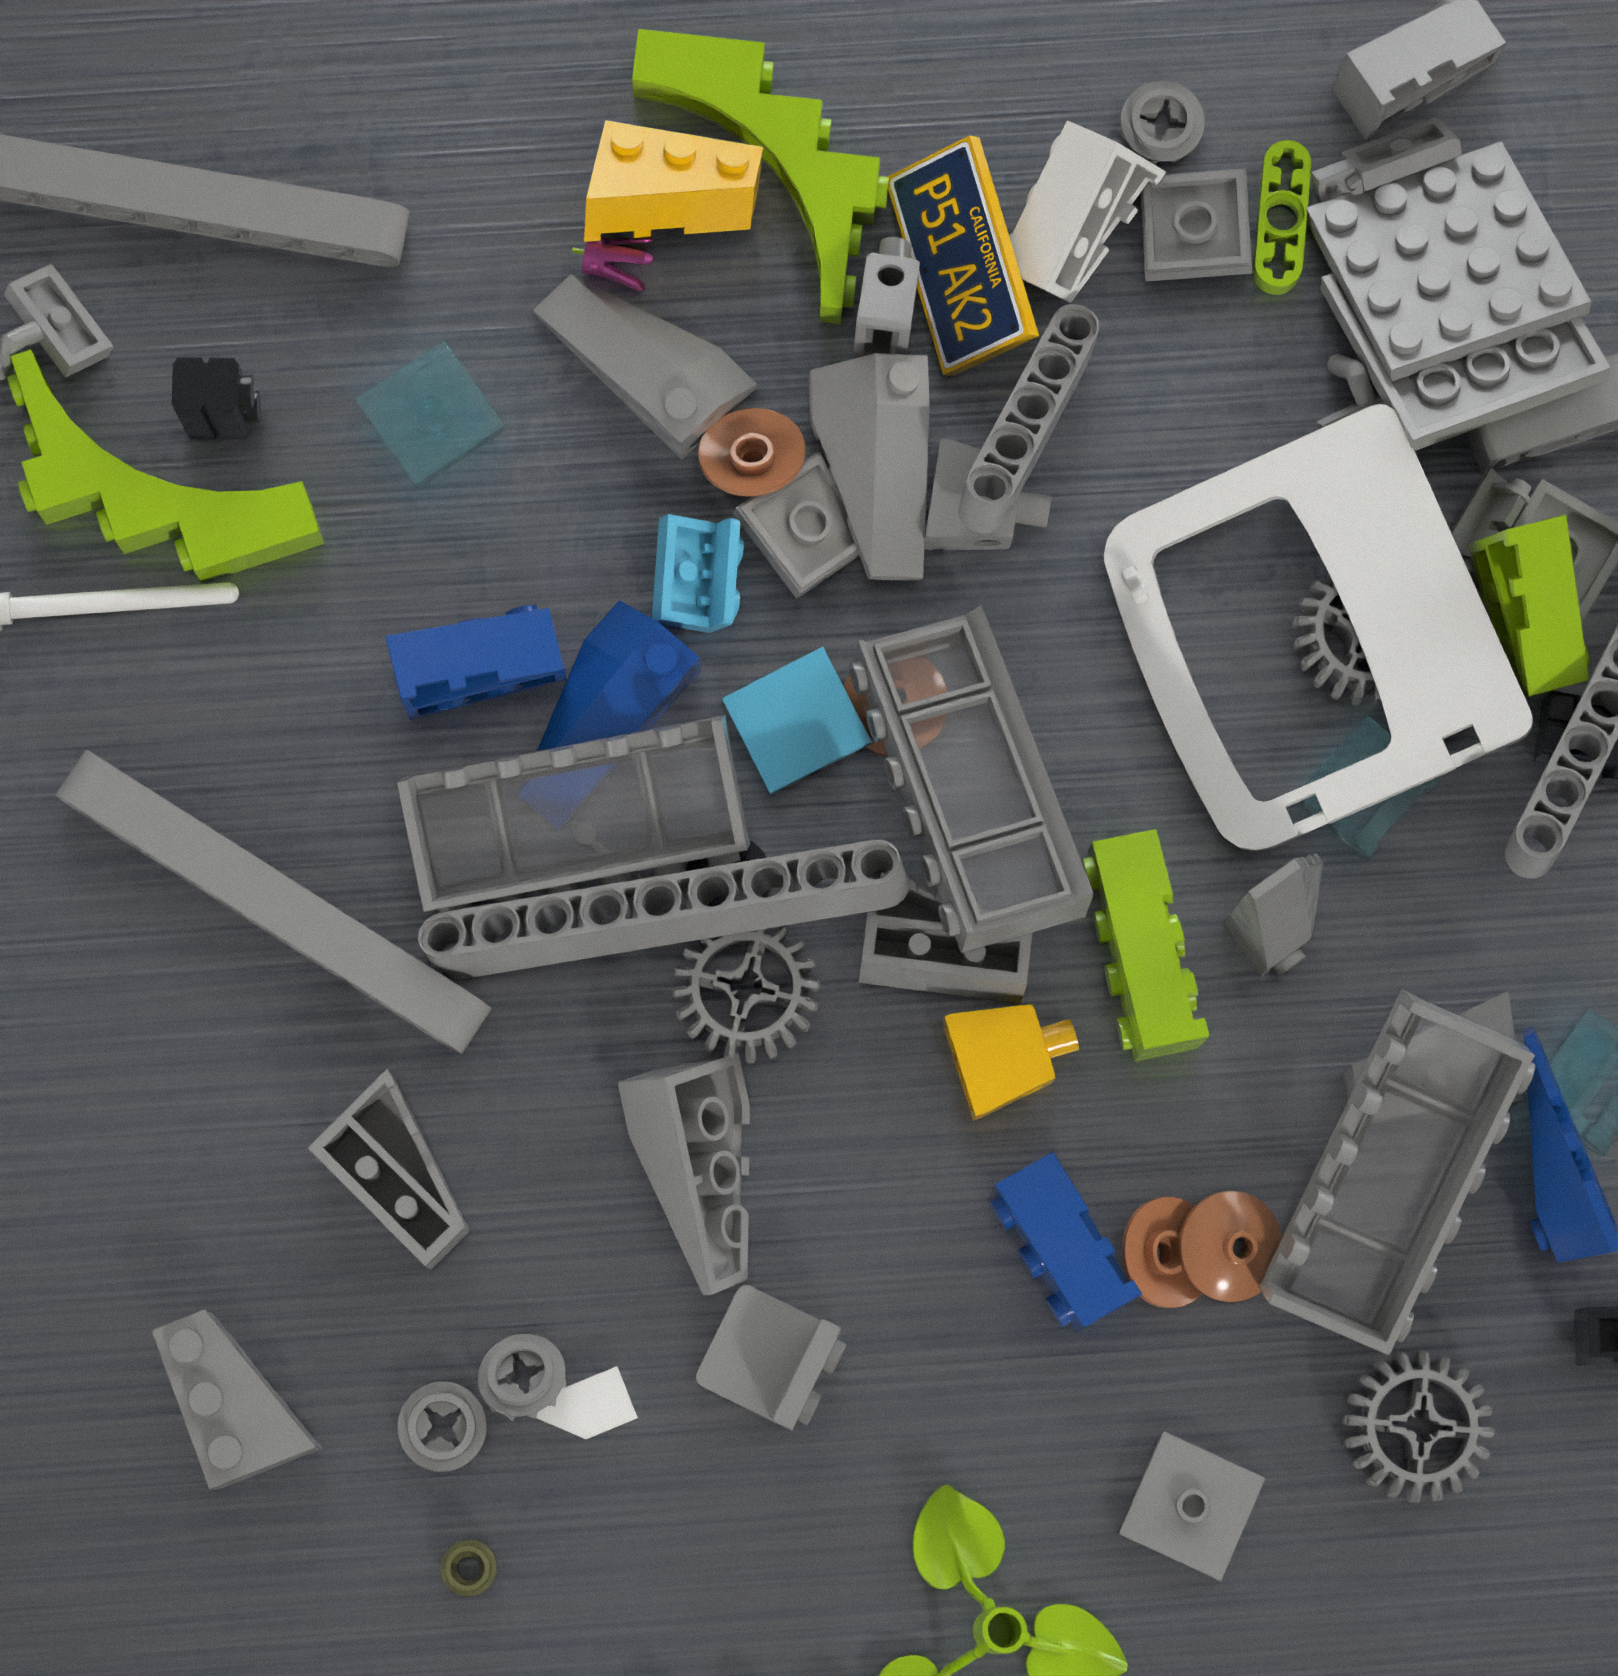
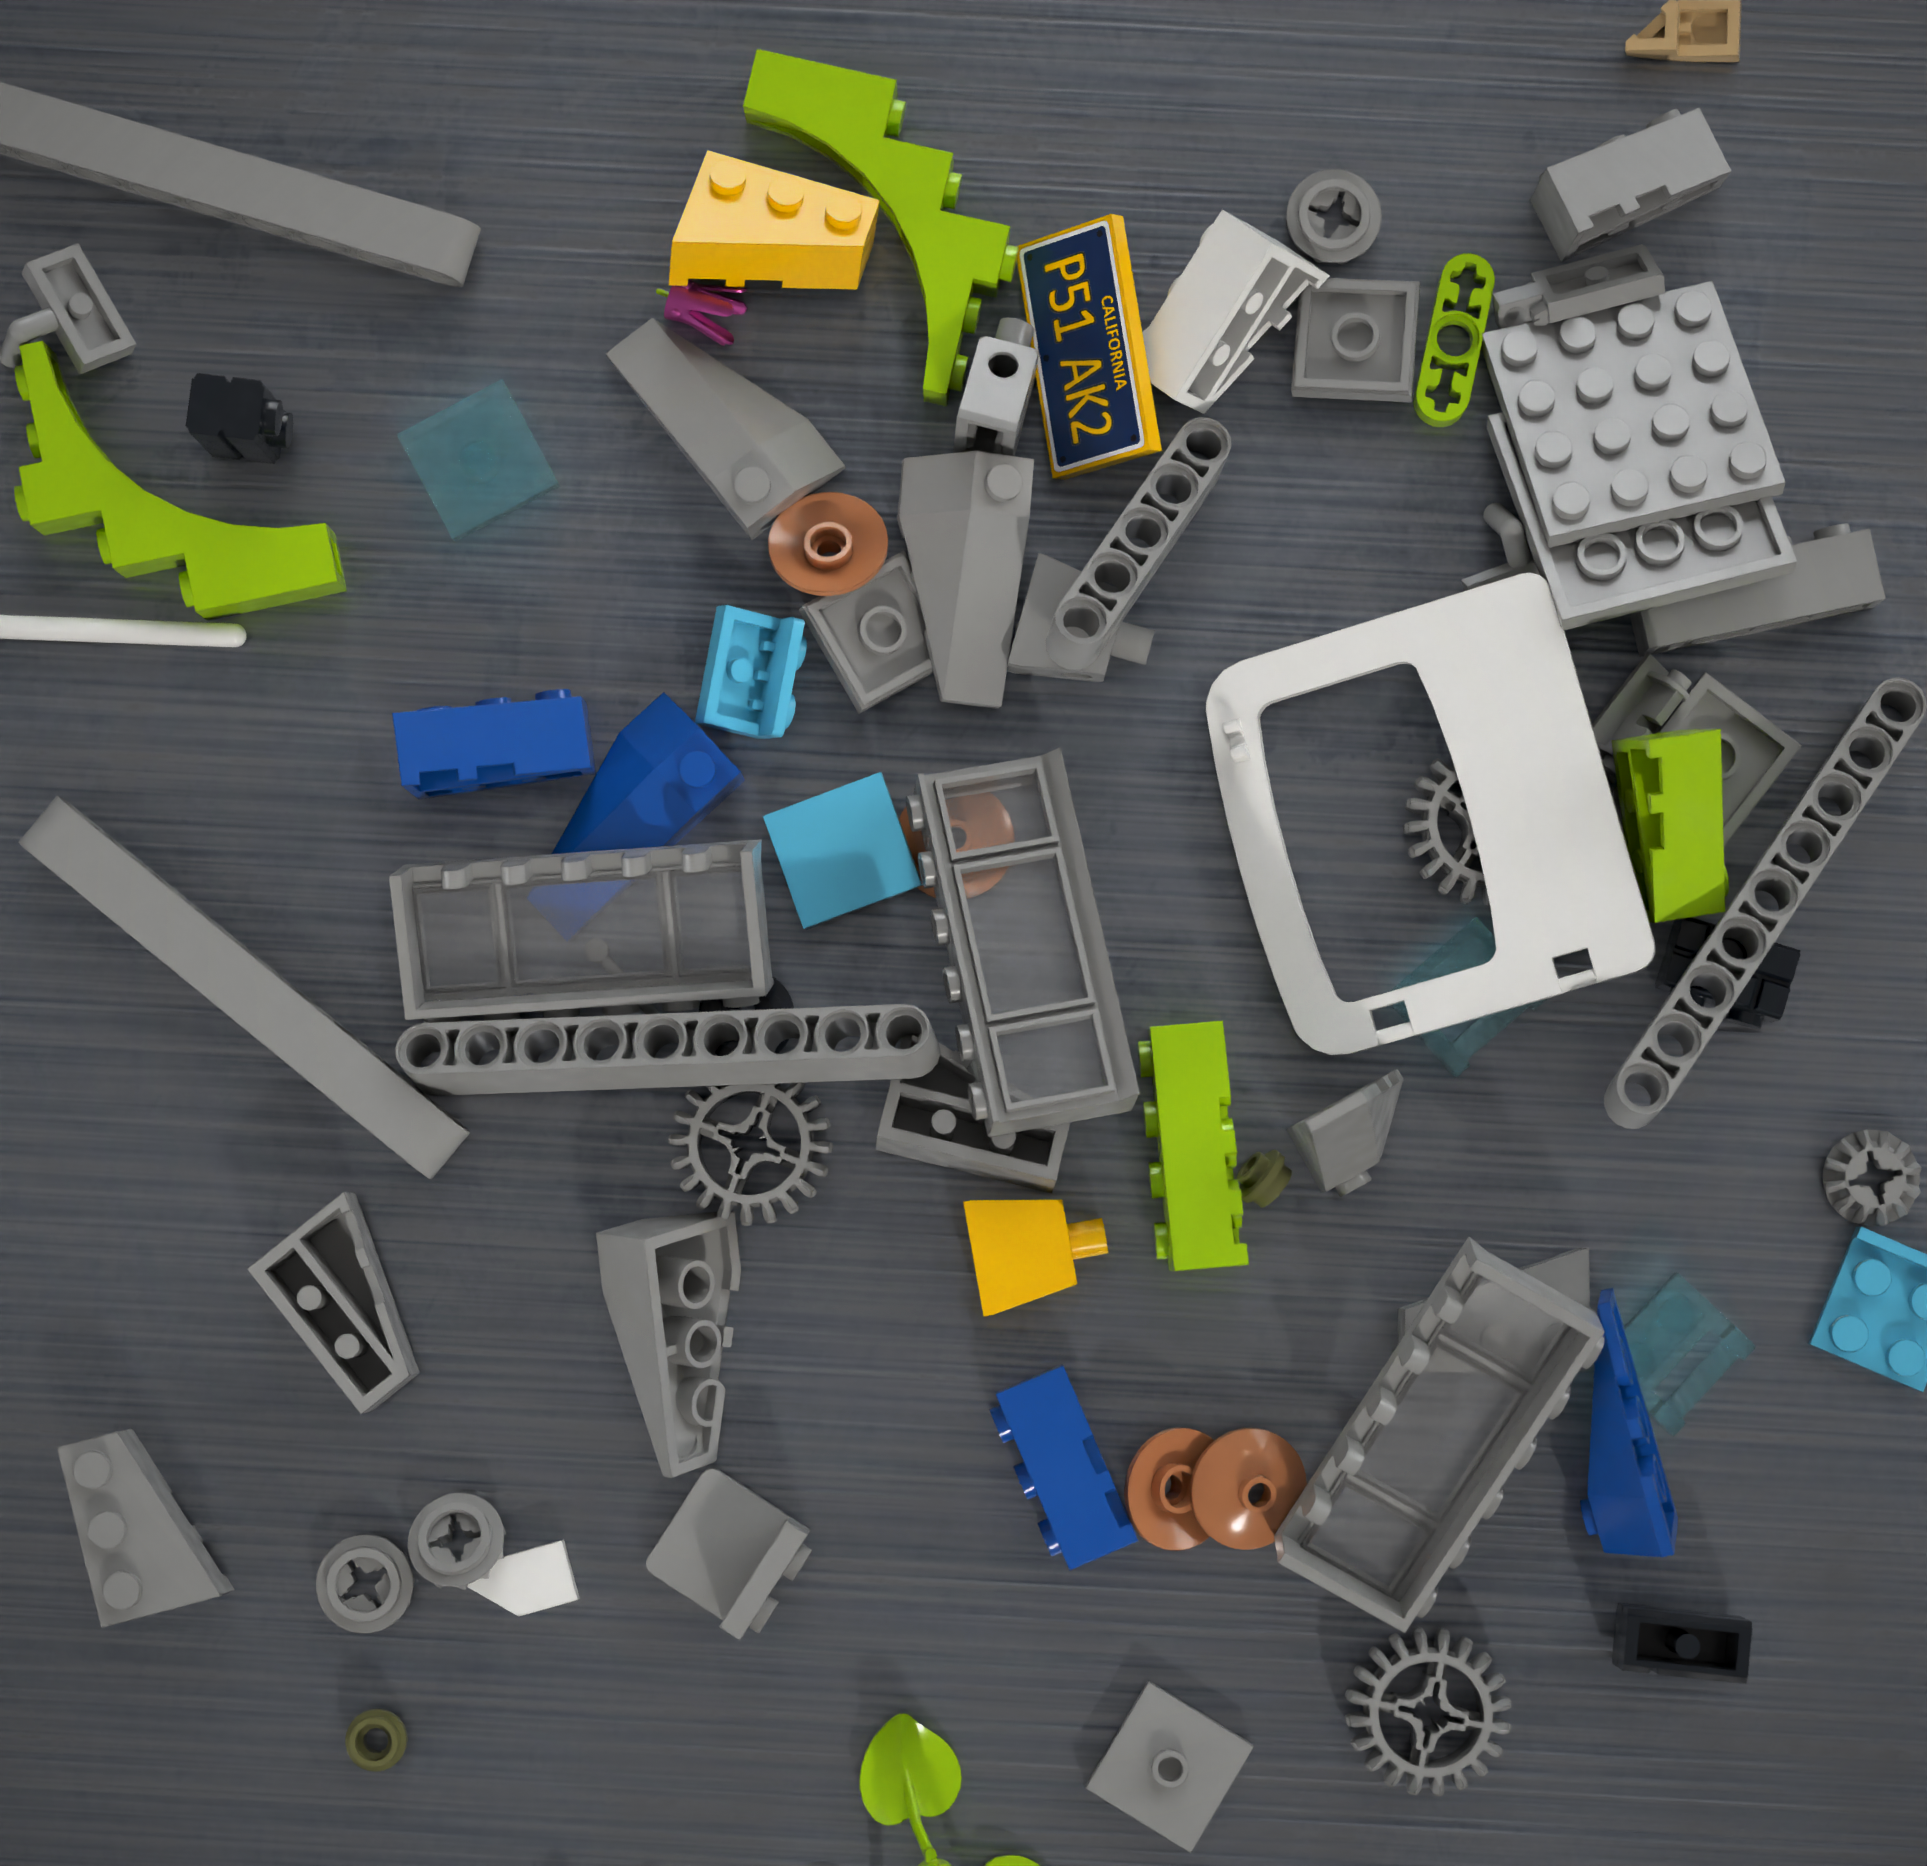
camera: 15 degrees right, 5 degrees up
(1210, 966) = (1263, 1178): none -> olive plate

